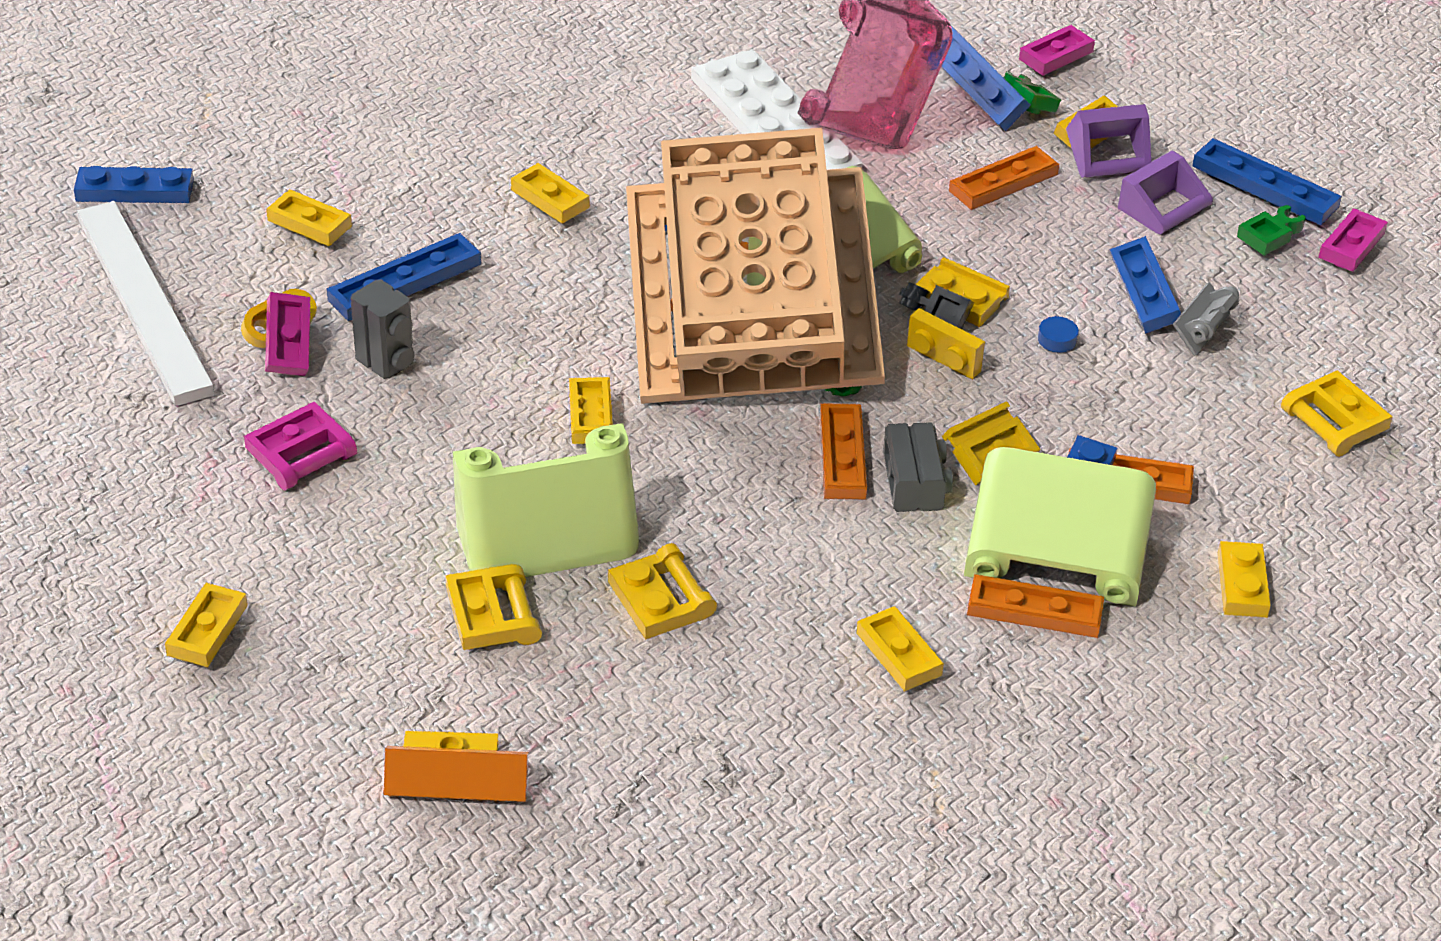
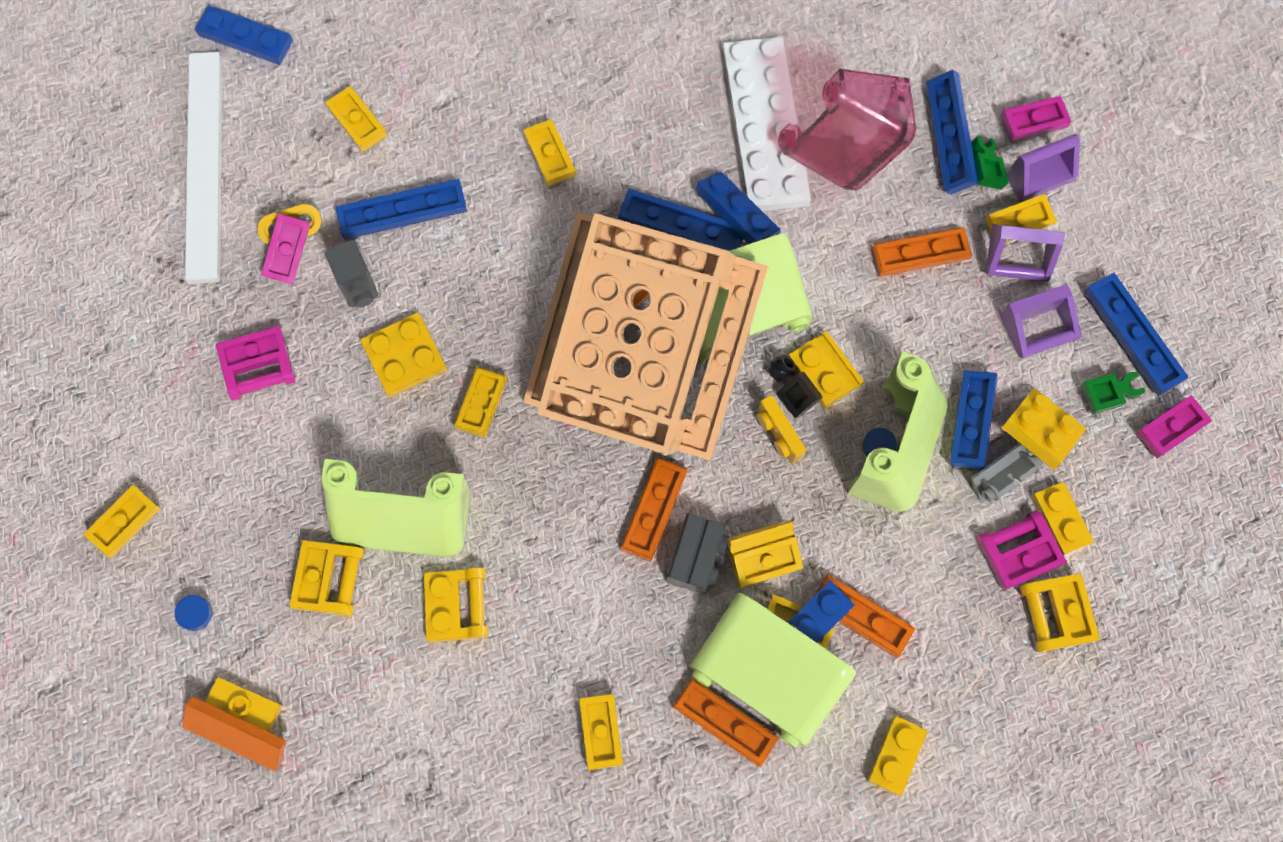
camera: 20 degrees right, 30 degrees up
(340, 686) = (193, 613): none -> blue tile
(474, 398) = (403, 355): none -> yellow plate
(1087, 332) = (897, 477): none -> yellowish green windscreen
(1106, 79) = (1045, 168): none -> medium lavender tile
(1207, 264) = (1044, 428): none -> yellow plate
(1270, 381) = (1025, 560): none -> dark pink plate
(1288, 342) = (1062, 518): none -> yellow plate

